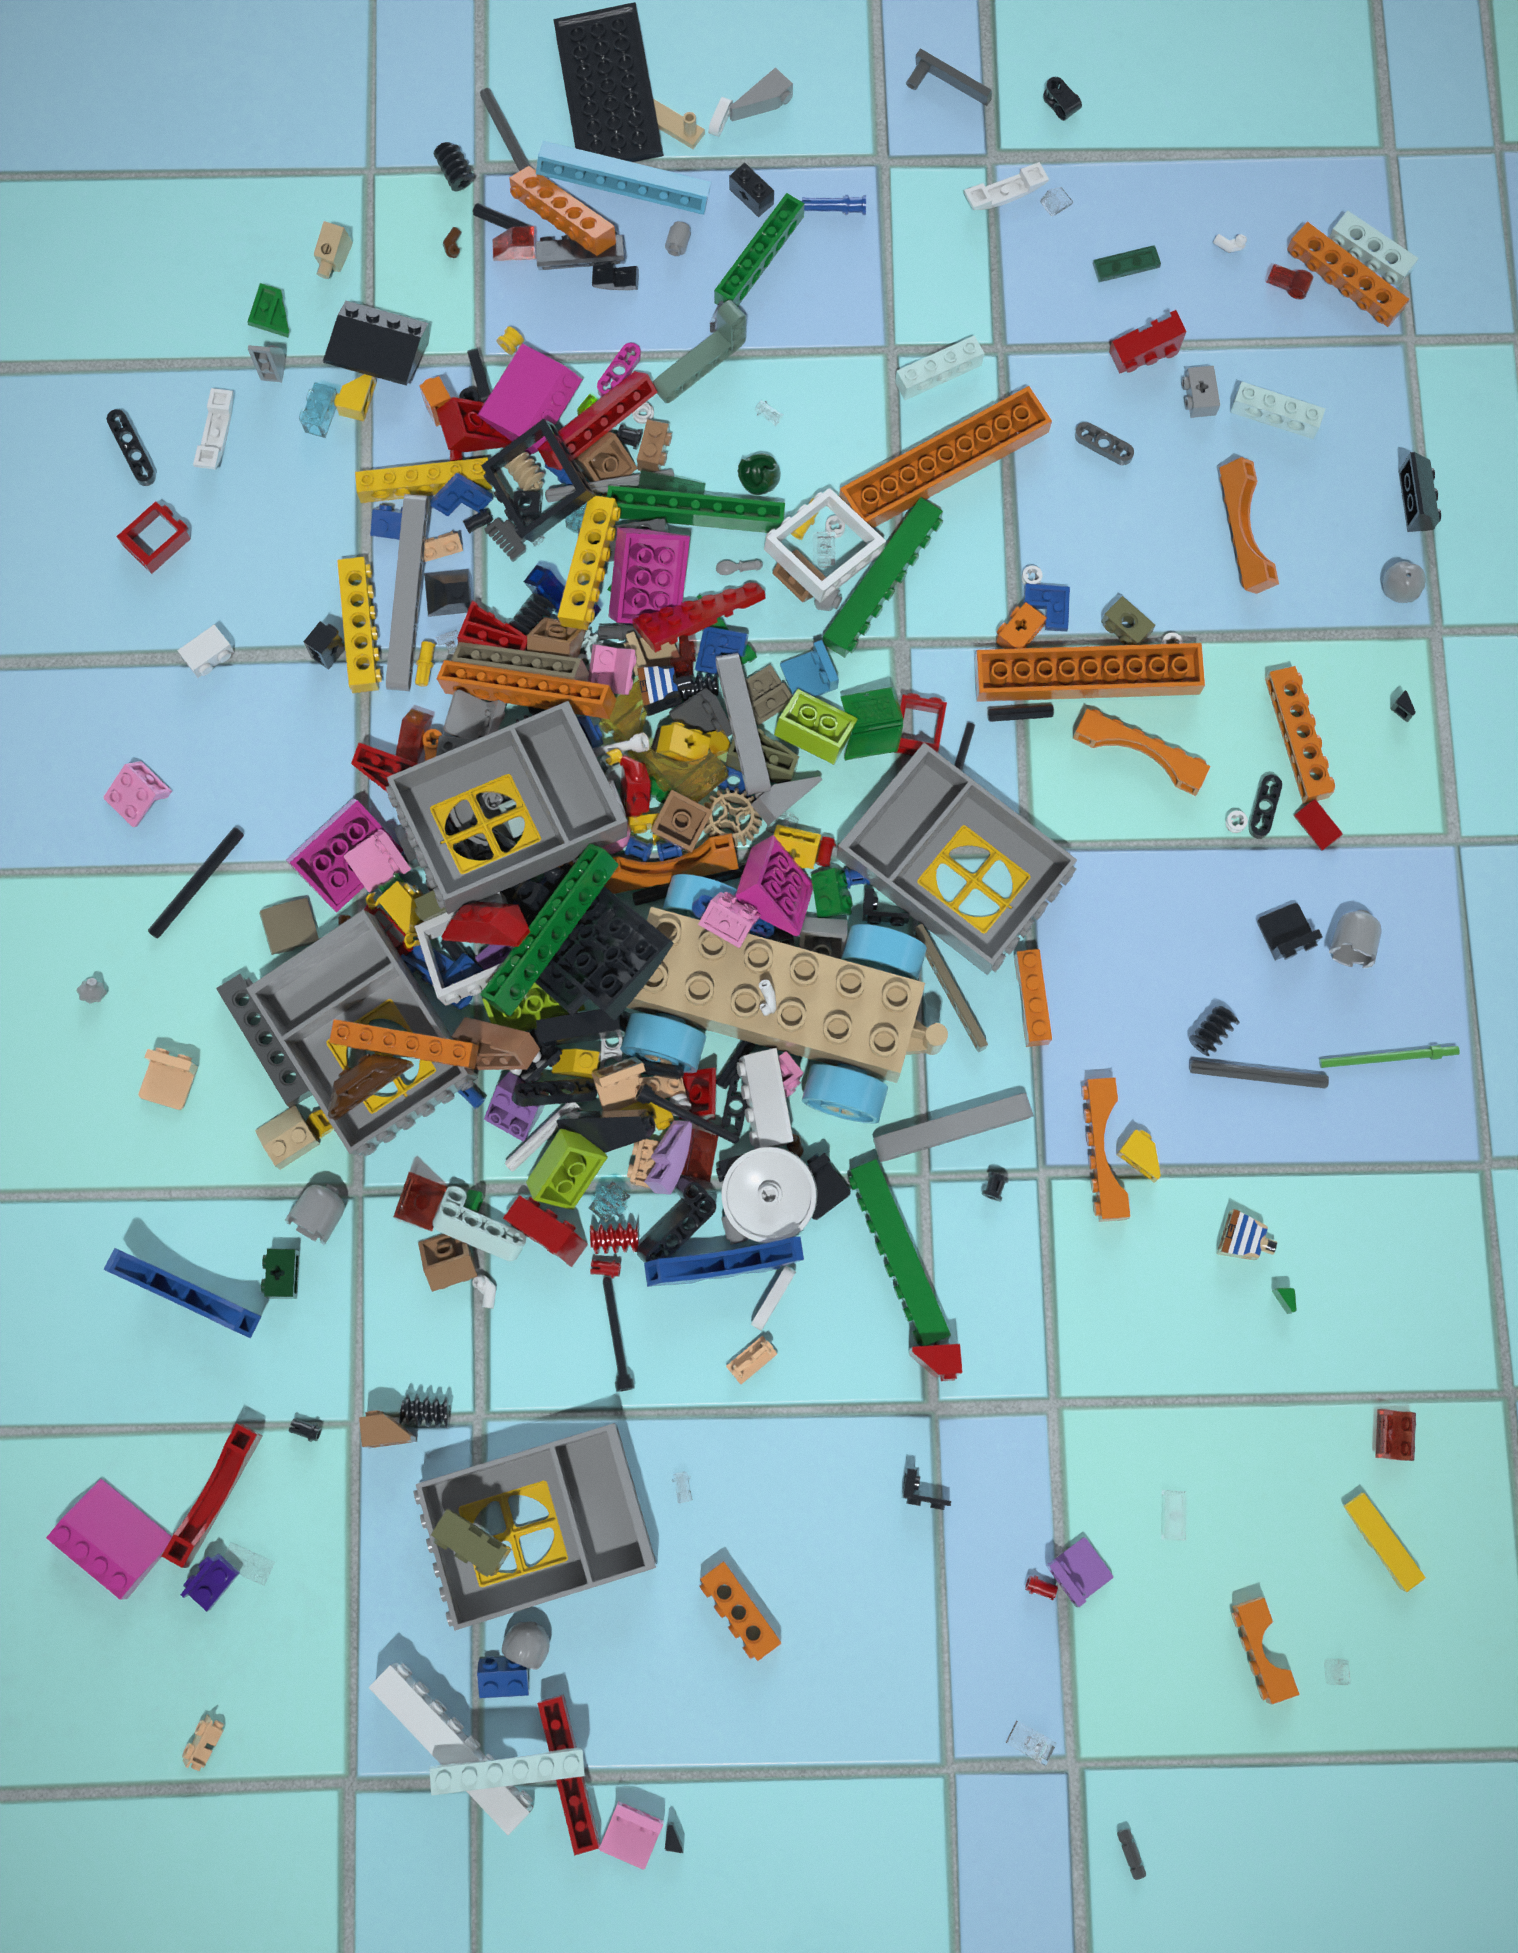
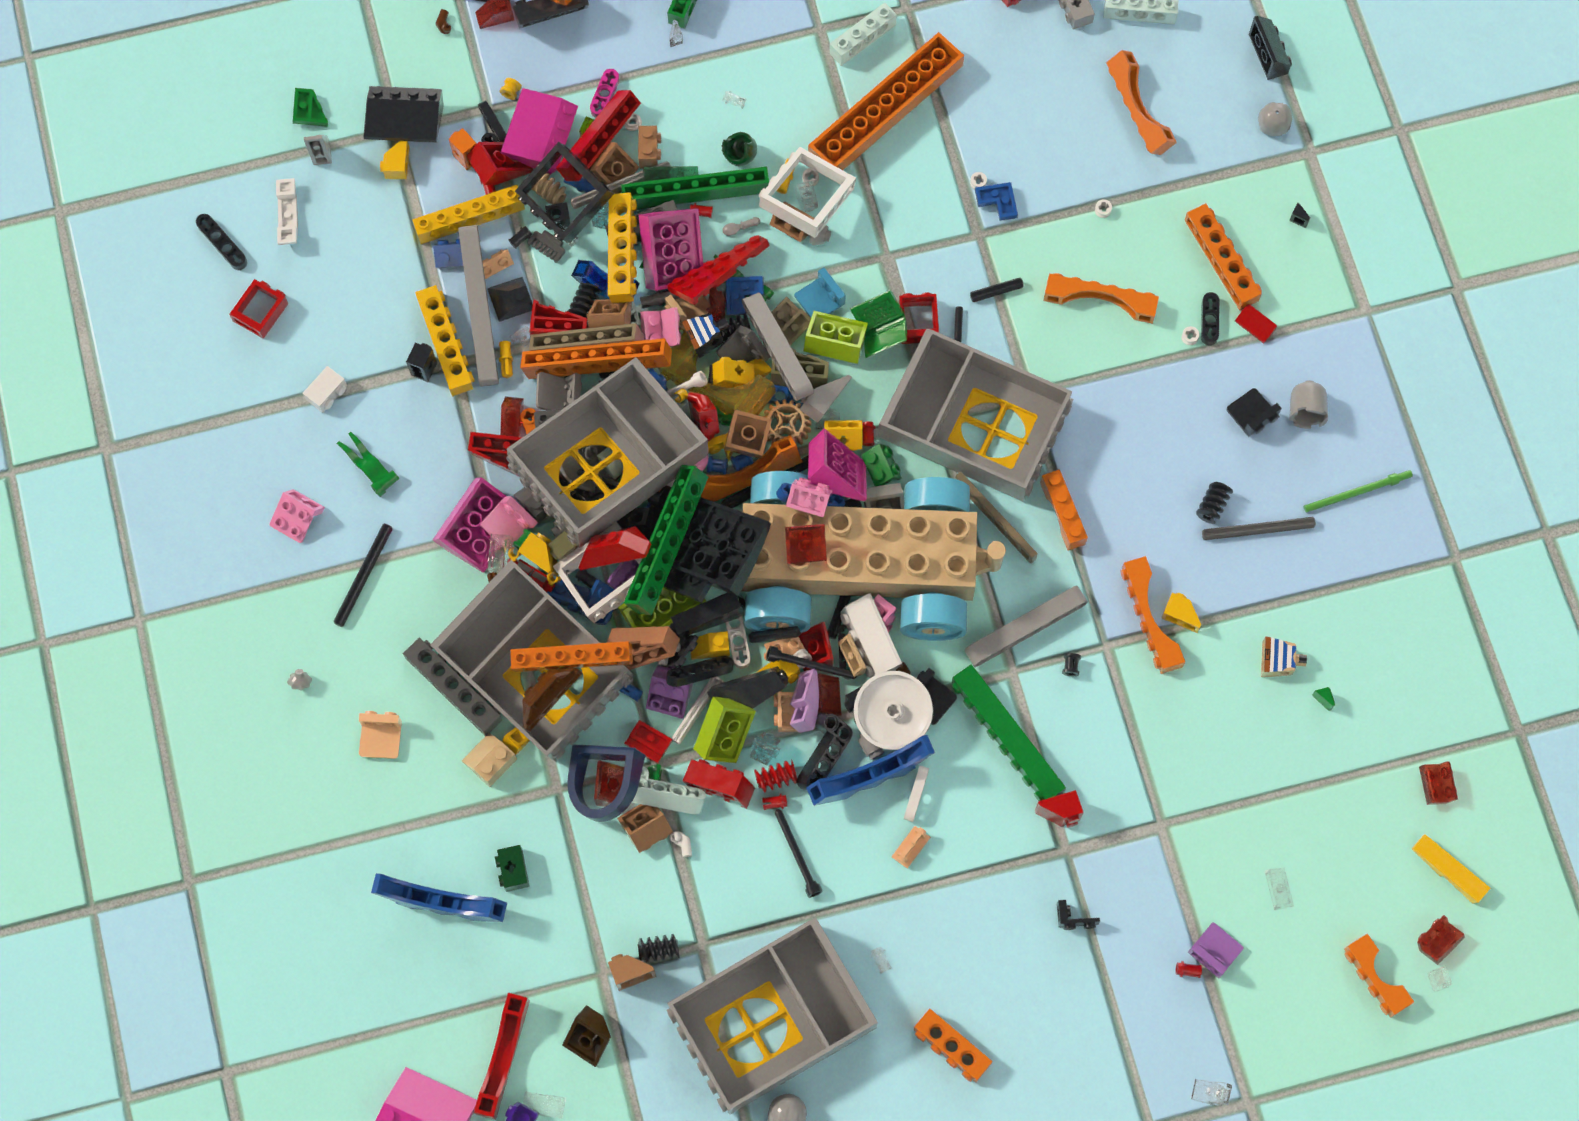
camera: 10 degrees left, 5 degrees down
(236, 755) = (370, 466): none -> green flag
(288, 926) = (448, 591): dark tan slope -> none
(305, 1429) = (564, 987): black pin -> none
(317, 1212) = (530, 812): light grey cylinder -> none
(318, 410) = (369, 177): clear light blue brick -> none
(318, 1494) = (588, 1036): none -> dark brown slope
(331, 249) = (347, 48): tan torso -> none
(359, 888) = (499, 552): none -> clear slope
(439, 1206) = (577, 769): none -> dark blue window
(459, 491) = (502, 215): blue plate -> none
(470, 1543) = (724, 1036): olive wedge -> none
(476, 1161) = (648, 741): none -> red plate
(613, 278) = (584, 21): black slope -> none
(618, 1083) = (749, 652): light nougat bracket -> none
(629, 436) = (627, 143): black bush -> none
(697, 537) = (704, 211): none -> red pin
(705, 356) = (673, 65): sand green beam -> none
(710, 976) = (805, 543): none -> clear red slope
(738, 1116) = (852, 656): none -> tan slope
(769, 996) = (856, 550): white arm -> none
(854, 878) = (897, 449): blue bush -> none
(875, 918) = (915, 465): black bracket -> none
(882, 577) = (859, 208): green brick -> none
(1025, 617) = (986, 217): orange brick -> none
(1089, 672) = (1043, 245): orange brick -> none
(1106, 452) = (1012, 71): dark grey beam -> none
(1122, 612) = (1060, 191): olive brick -> none
(1349, 1625) = (1439, 940): none -> clear red bracket

